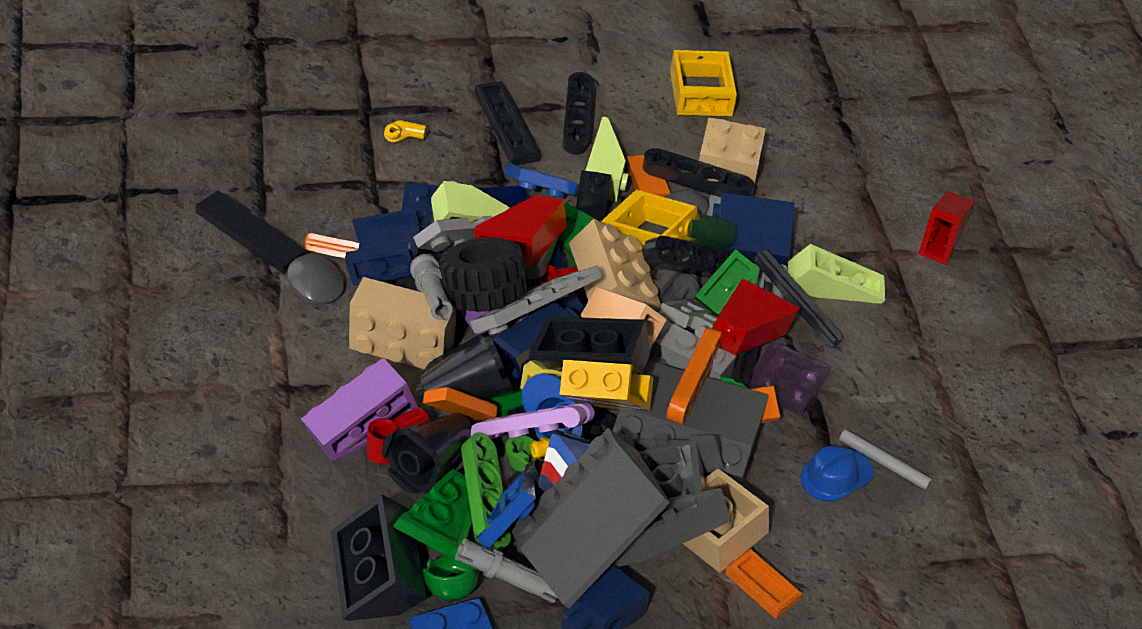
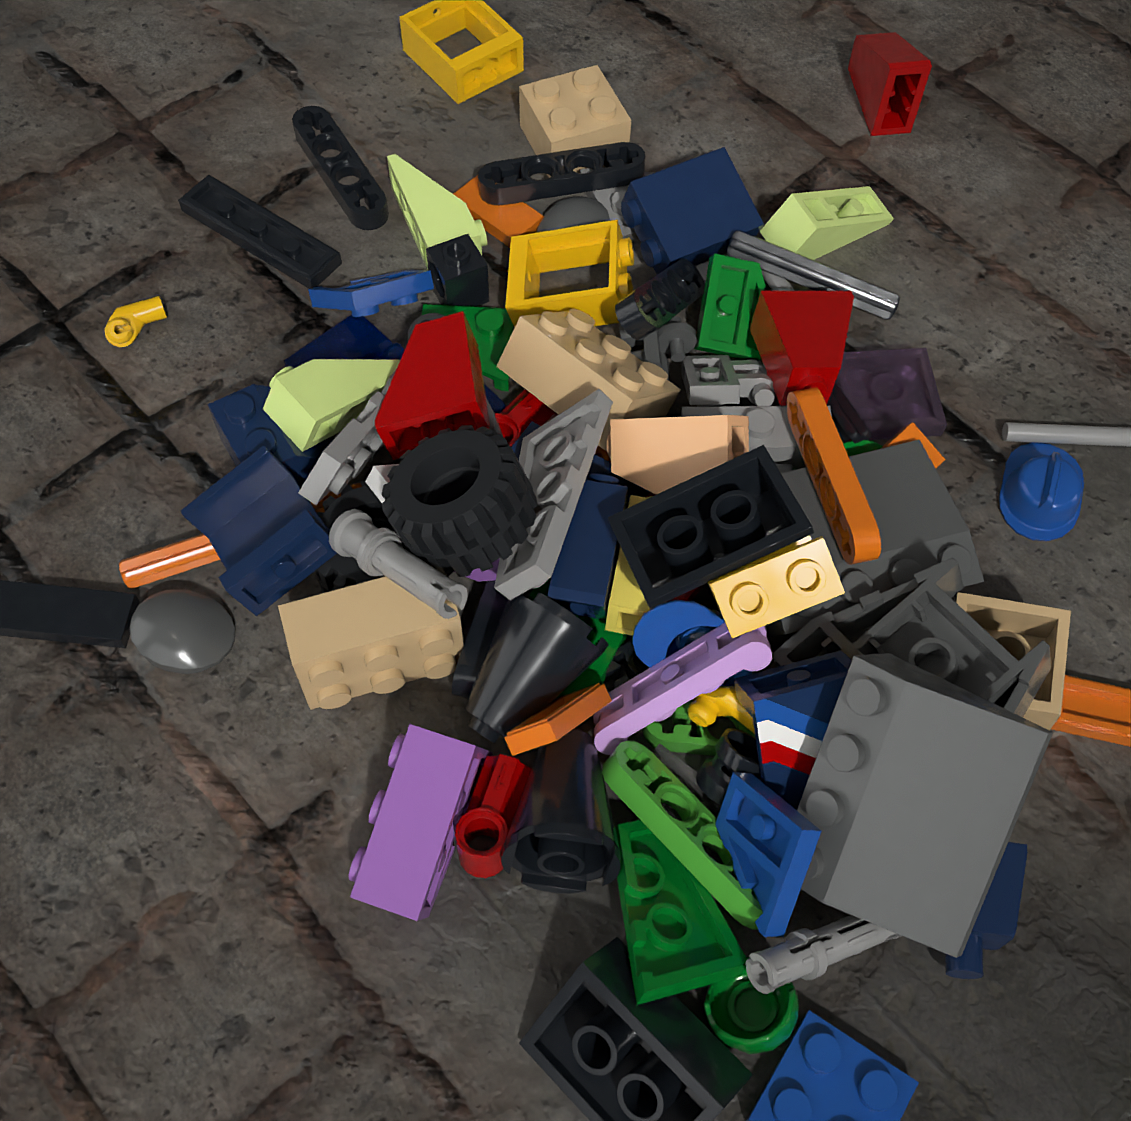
camera: 30 degrees left, 15 degrees up
(711, 231) = (662, 245): clear green brick -> none

